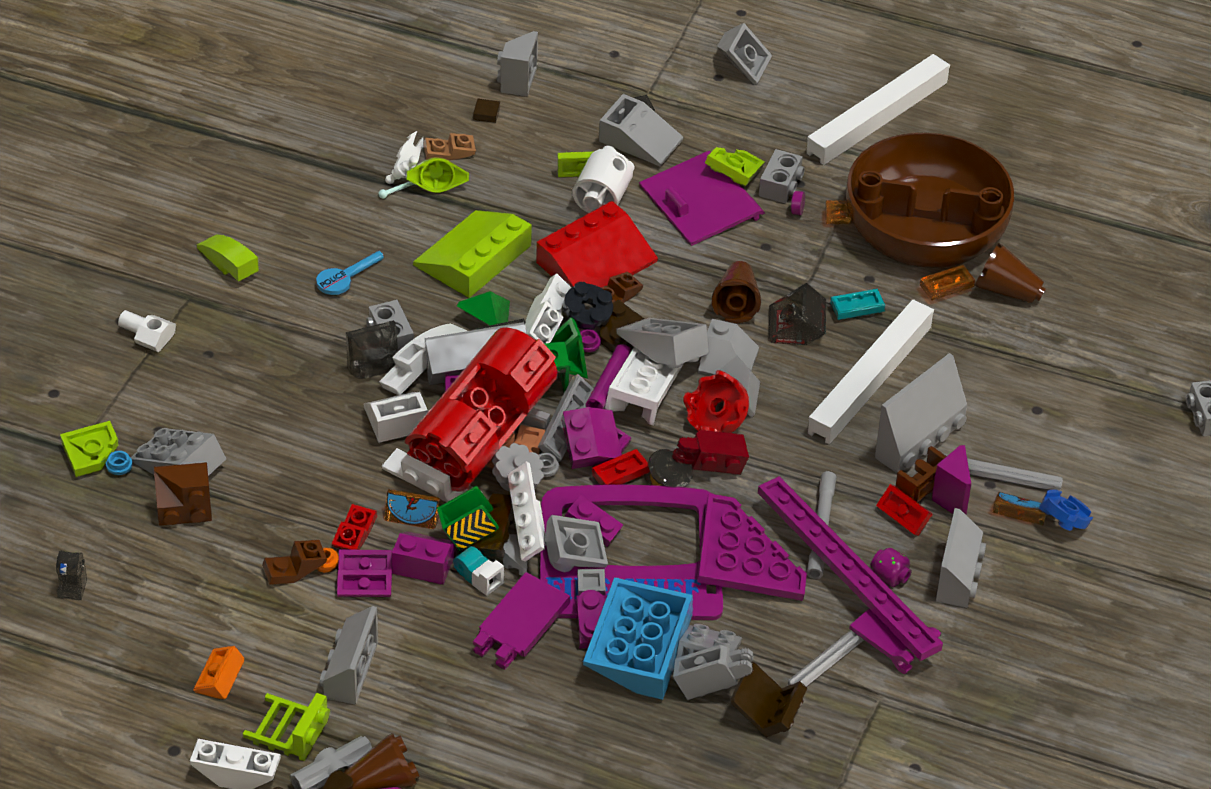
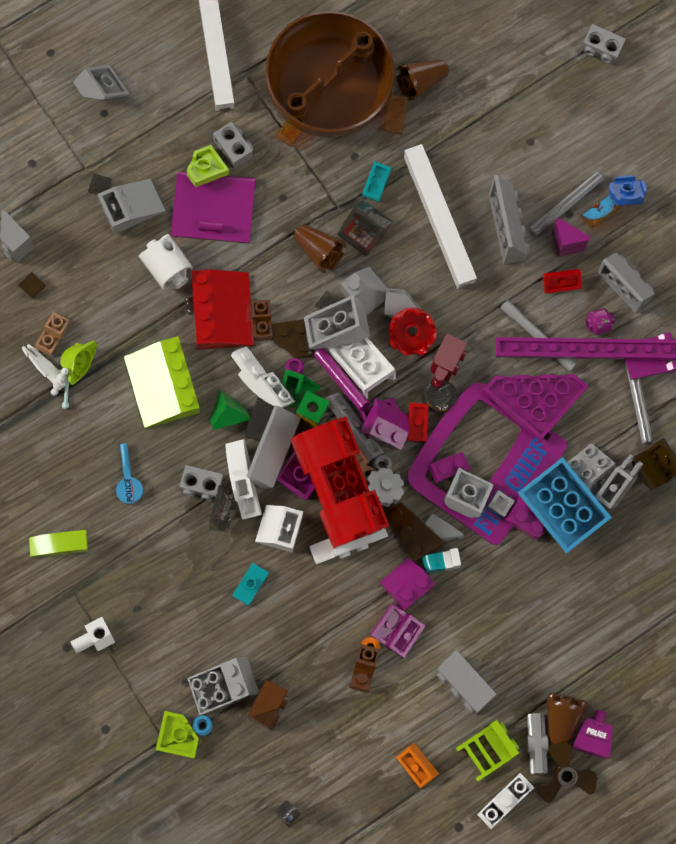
camera: 60 degrees left, 30 degrees up
(312, 426) = (250, 584): none -> teal plate
(355, 528) = (356, 613): red slope -> none
(412, 509) = (366, 570): slope -> none
(467, 518) = (398, 557): piece -> none
(520, 619) = (496, 561): magenta tile -> none
(526, 512) = (431, 509): white bracket -> none
(571, 163) = (127, 268): lime plate -> none
(593, 295) = (272, 360): black plate -> none
(798, 203) = (264, 152): magenta tile -> none
(922, 482) = (548, 252): reddish brown window -> none

